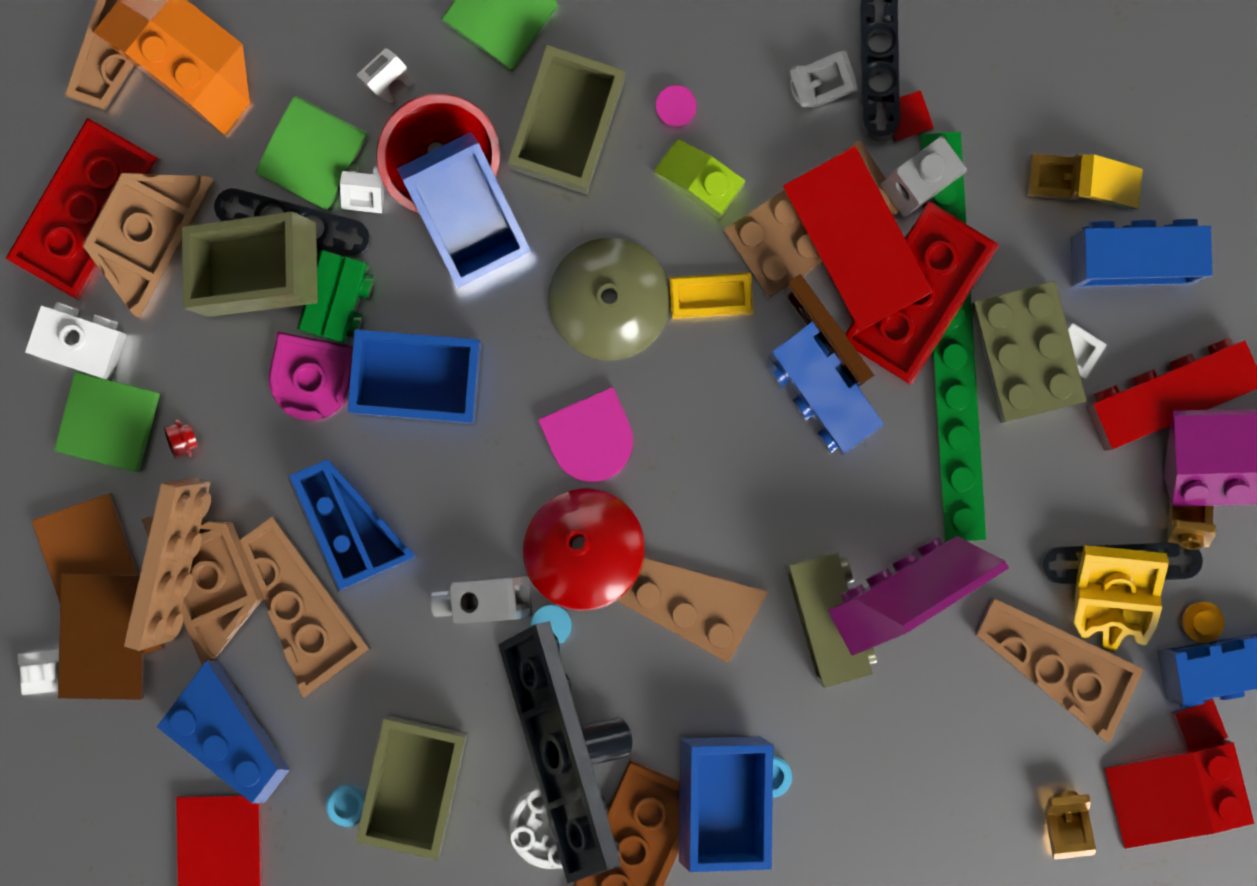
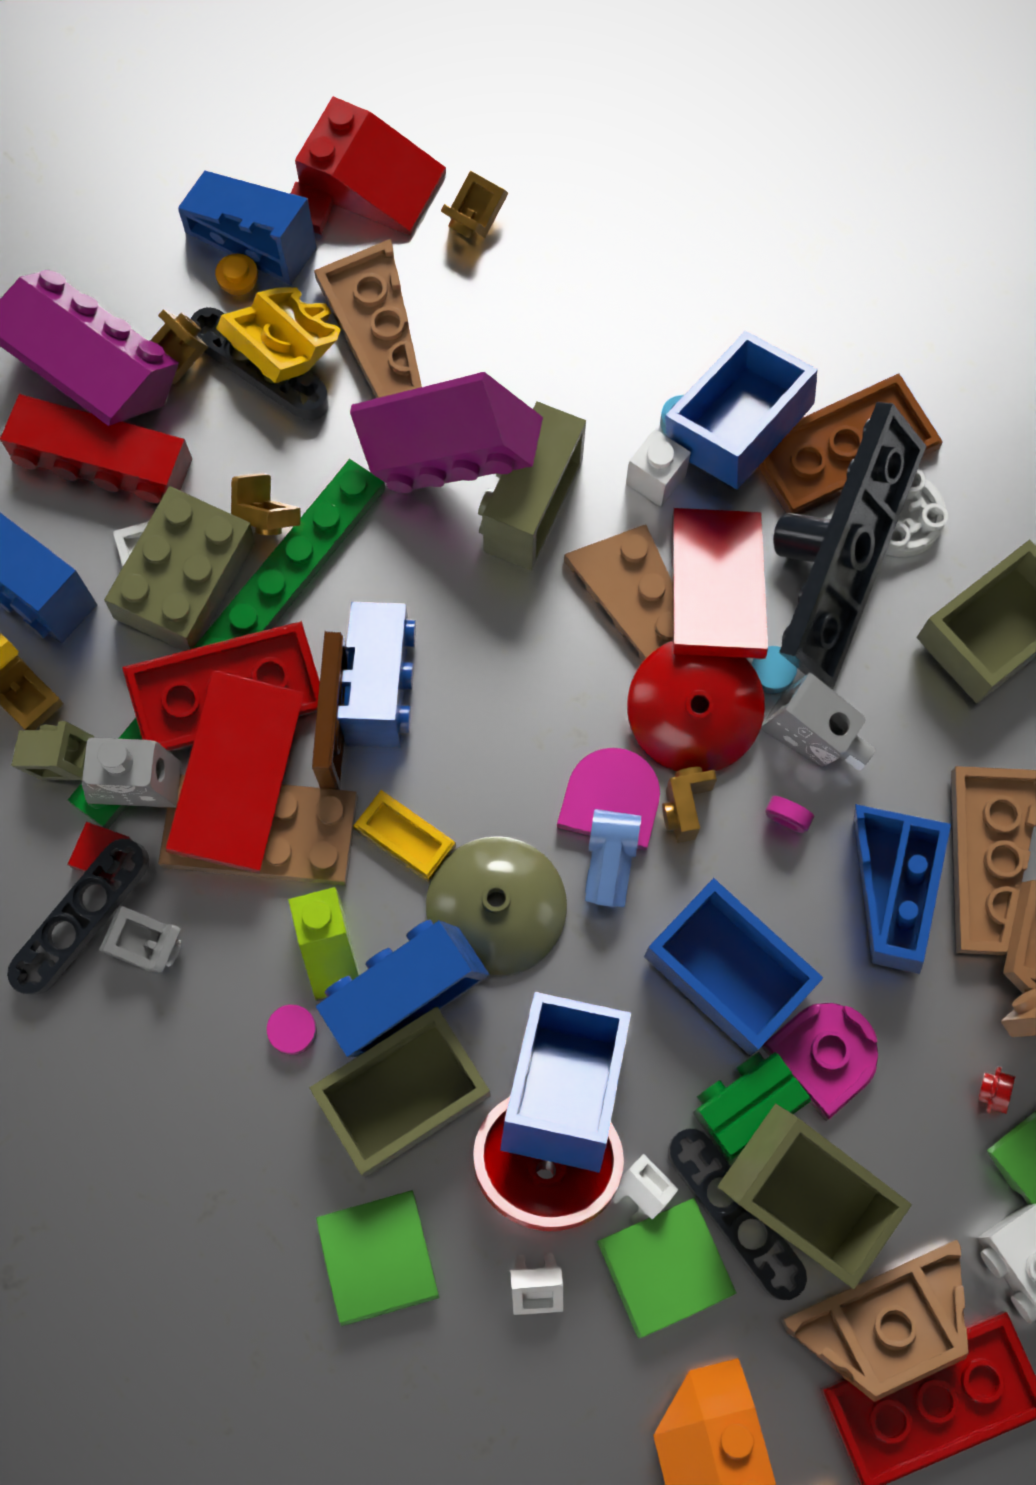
camera: 145 degrees left, 15 degrees down
(458, 521) = (789, 814): none -> dark pink tile
(535, 462) = (680, 809): none -> pearl gold bracket
(558, 395) = (612, 846): none -> medium blue piece
(619, 182) = (401, 986): none -> blue piece
(638, 653) = (718, 583): none -> tile
(753, 712) = (657, 468): none -> white brick
(997, 153) = (52, 752): none -> olive brick
(1012, 443) = (253, 504): none -> pearl gold bracket

